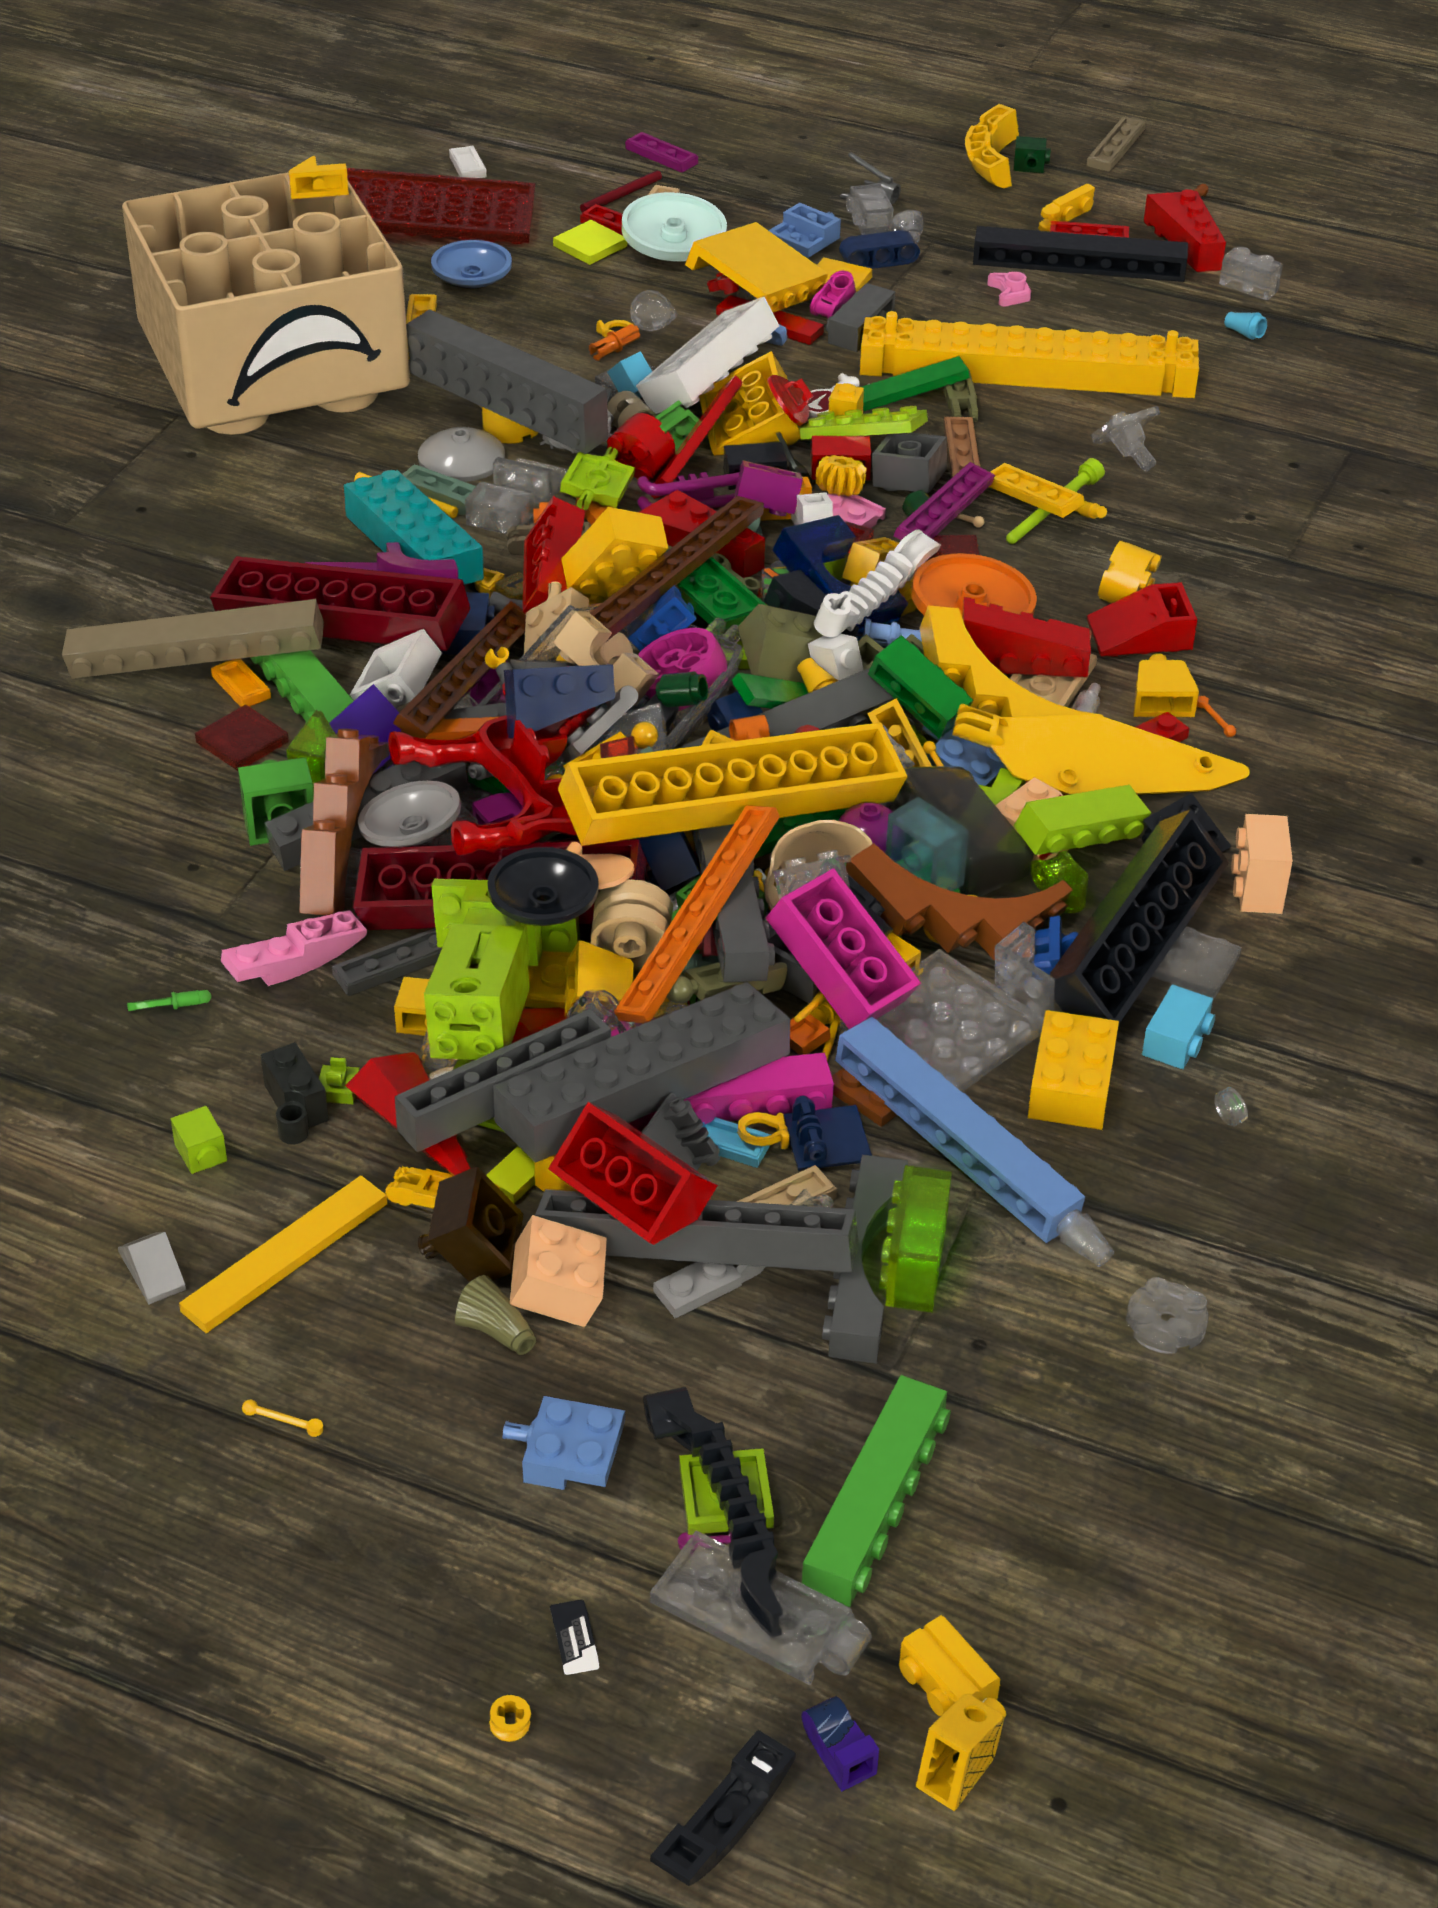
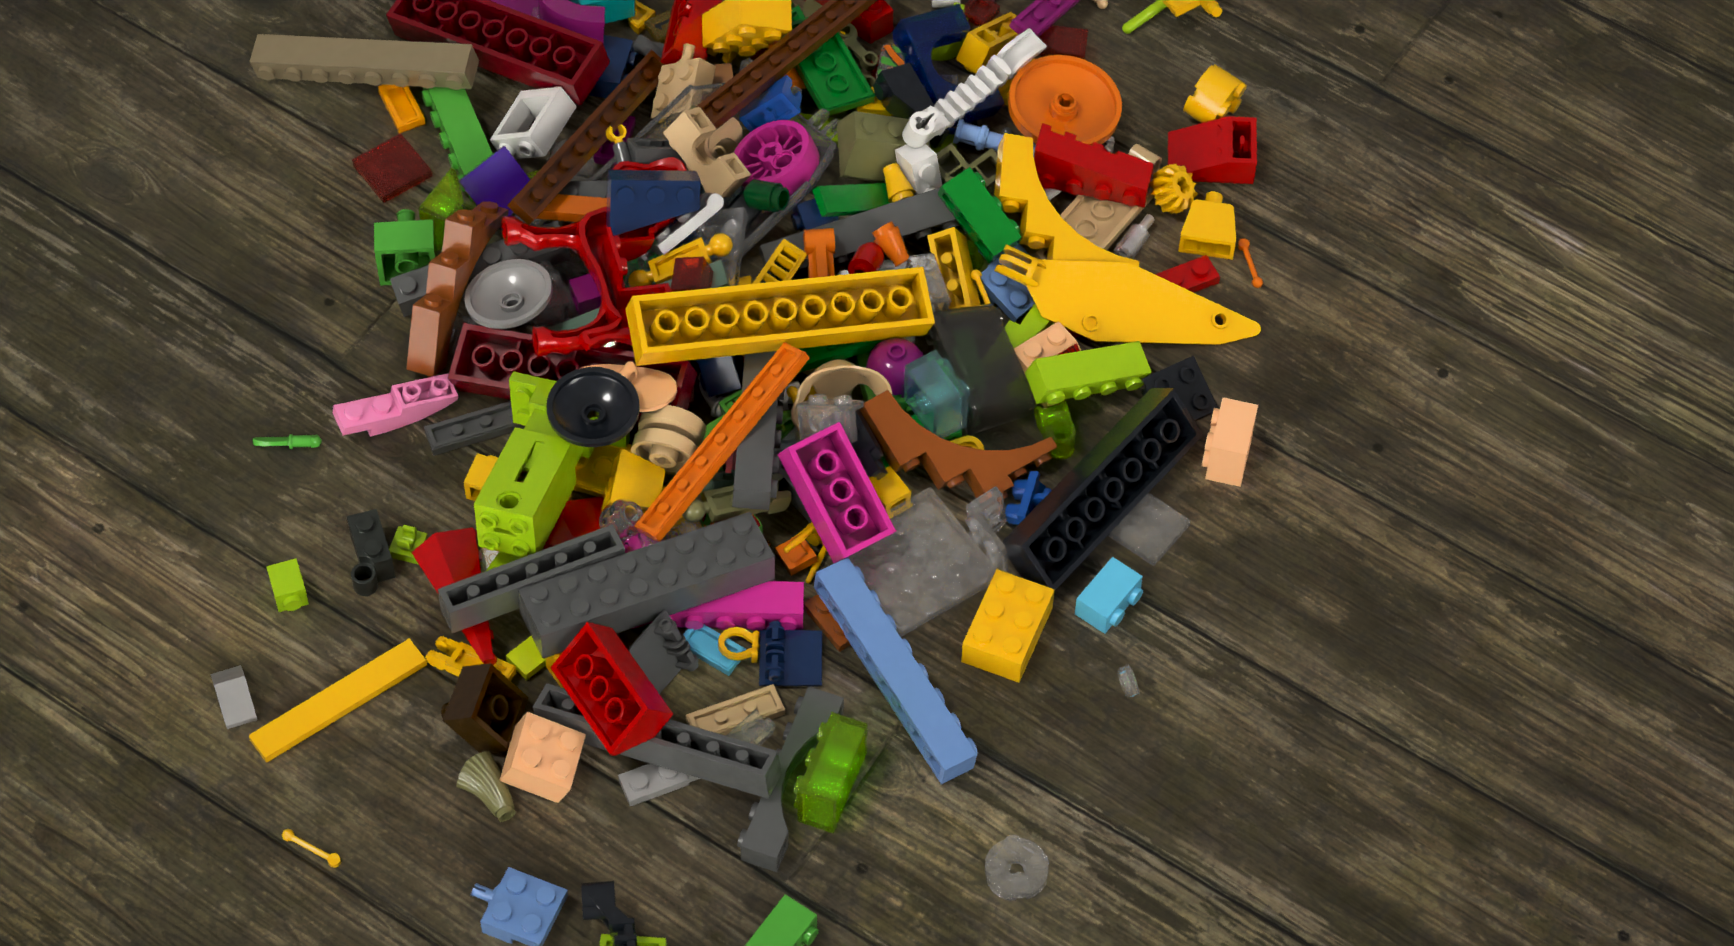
camera: 10 degrees right, 15 degrees up
(824, 717) = (892, 243): none -> orange cone
(1084, 1237) = (970, 787): clear cone -> none
(1114, 656) = (1173, 188): none -> yellow gear

